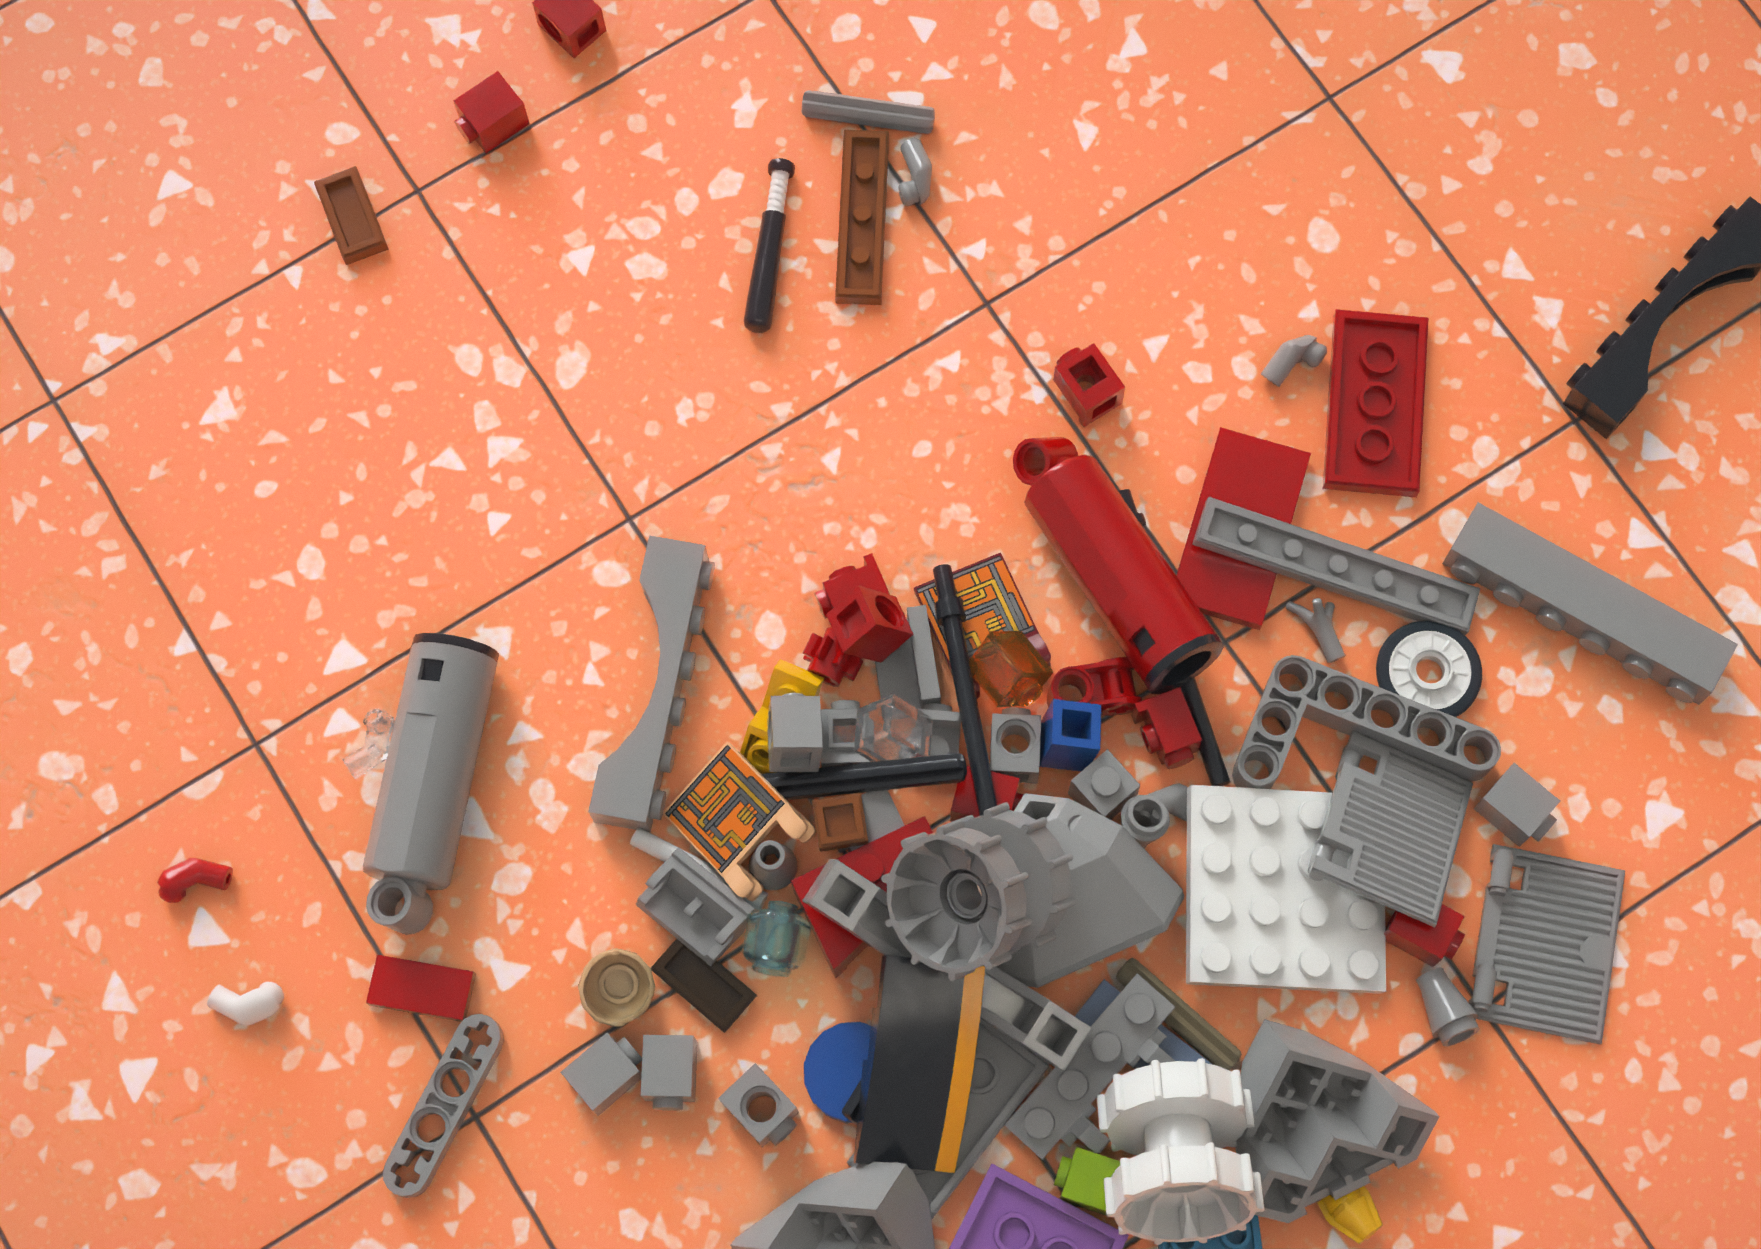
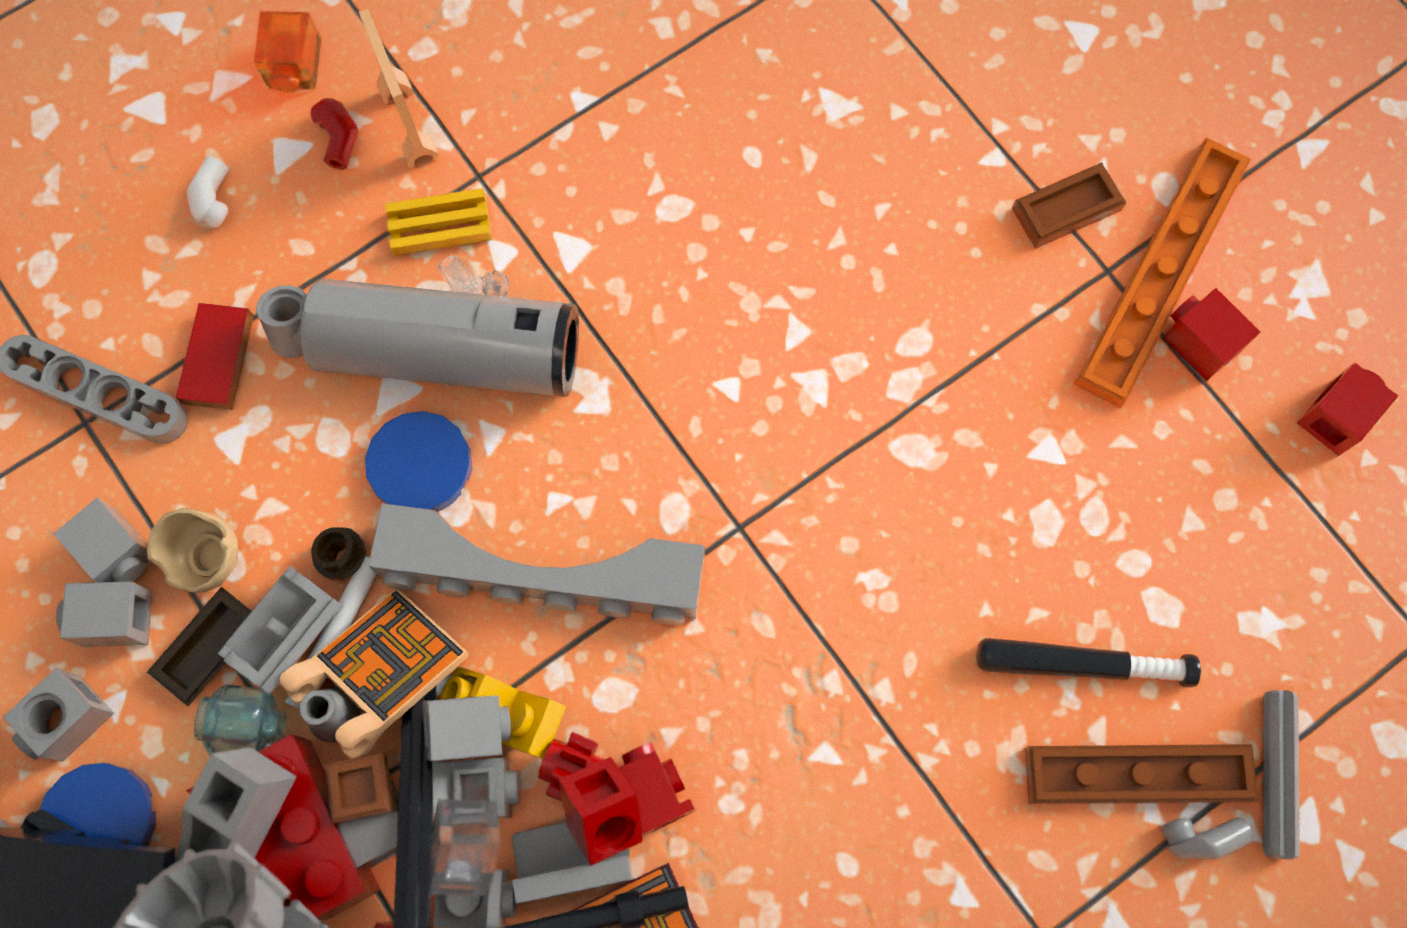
camera: 85 degrees right, 0 degrees up
(99, 923) = (287, 50): none -> clear orange brick
(170, 793) = (393, 82): none -> light nougat flag
(299, 740) = (438, 213): none -> yellow tile
(423, 144) = (1162, 273): none -> orange tile
(545, 794) = (418, 461): none -> blue tile
(613, 858) = (329, 544): none -> dark brown plate

